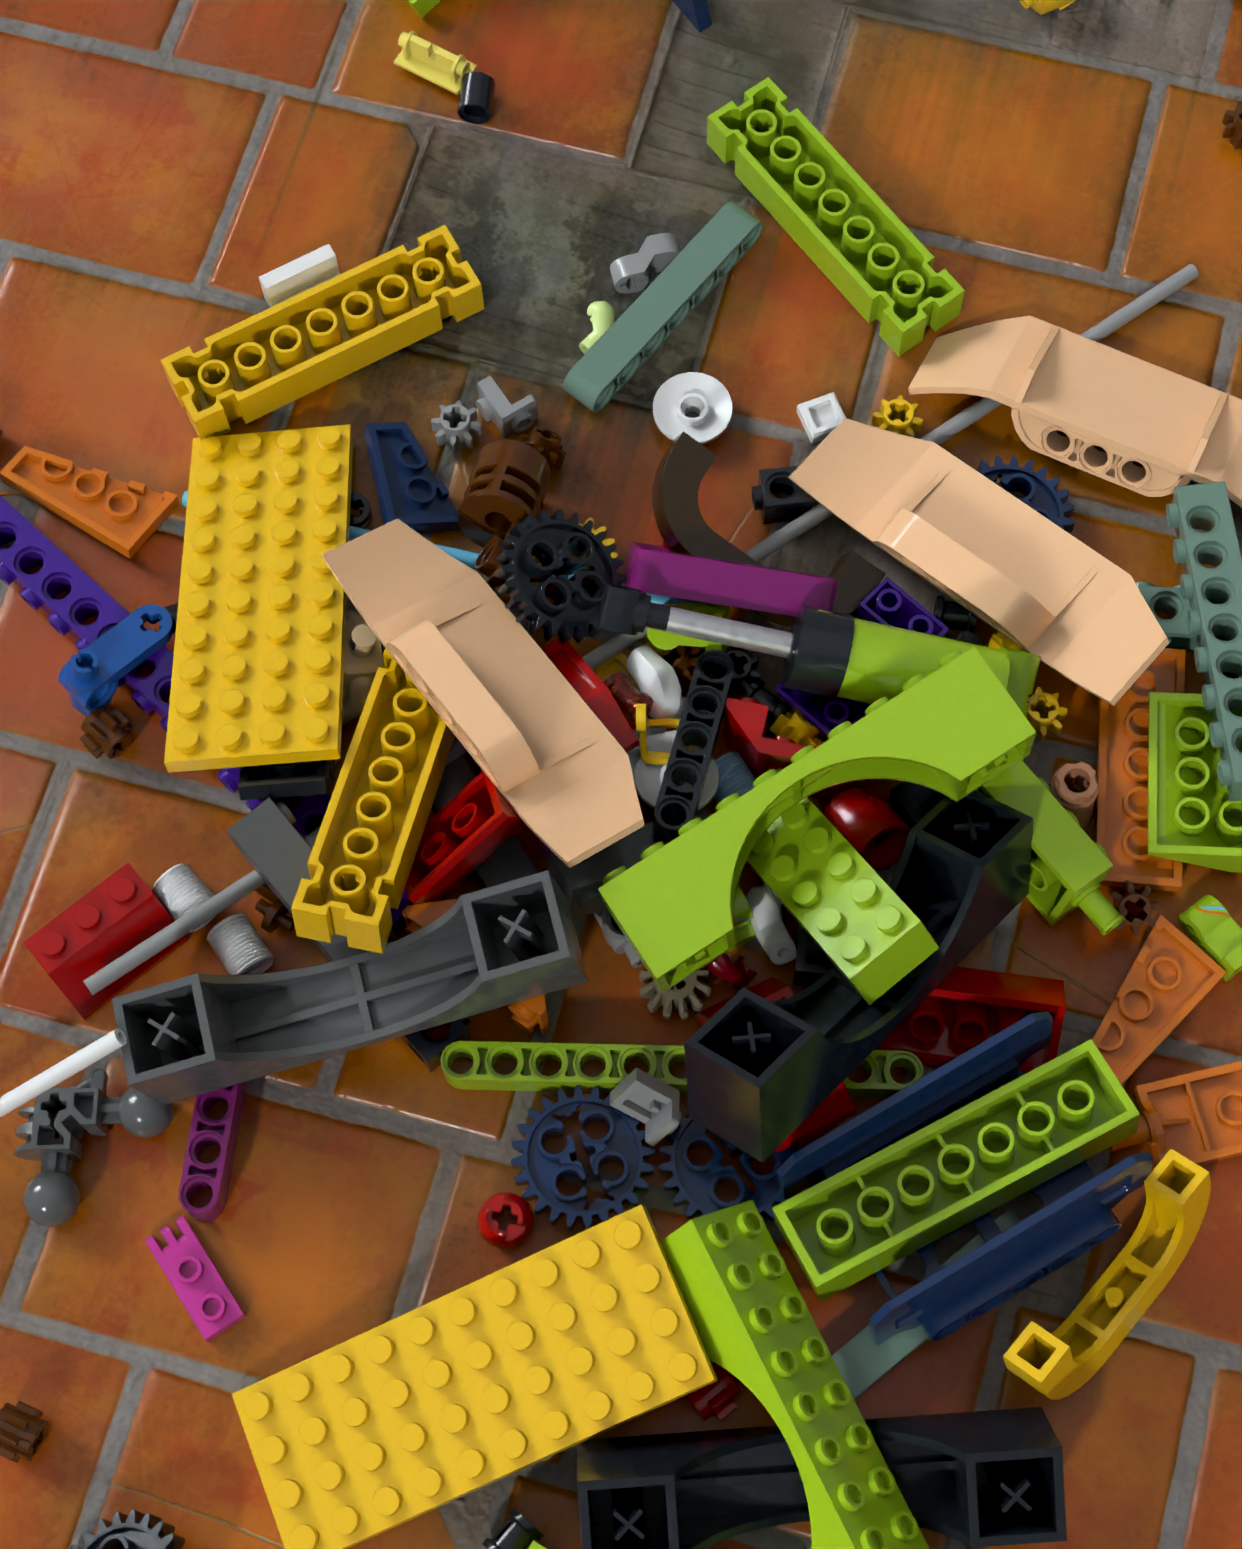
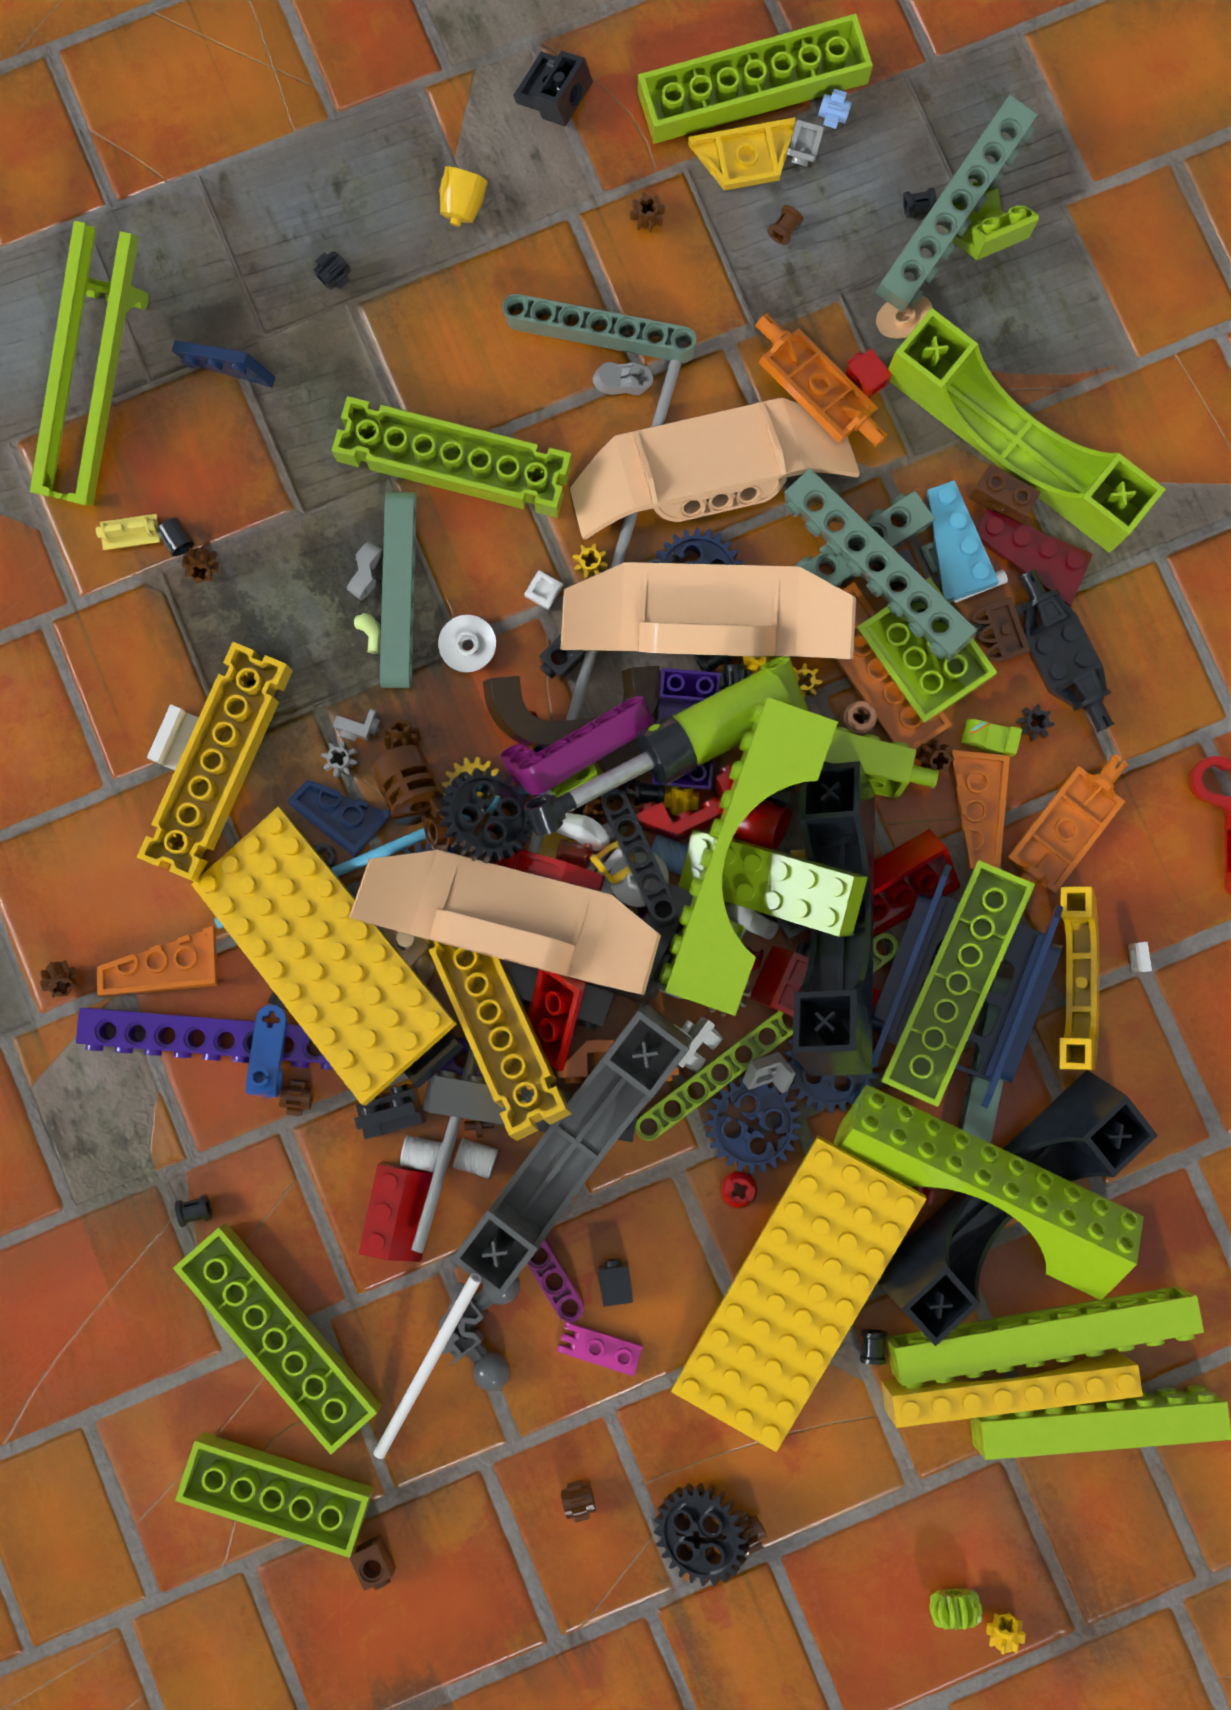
camera: 40 degrees left, 15 degrees up
(172, 809) = (403, 1113): none -> black brick
(275, 1212) = (615, 1282): none -> black brick
(478, 138) = (200, 564): none -> reddish brown gear
(612, 1012) = (701, 1032): none -> white hips
(1090, 269) = (622, 378): none -> light grey piece
(1101, 200) = (590, 318): none -> sand green beam
(1212, 1329) = (1139, 957): none -> white tile

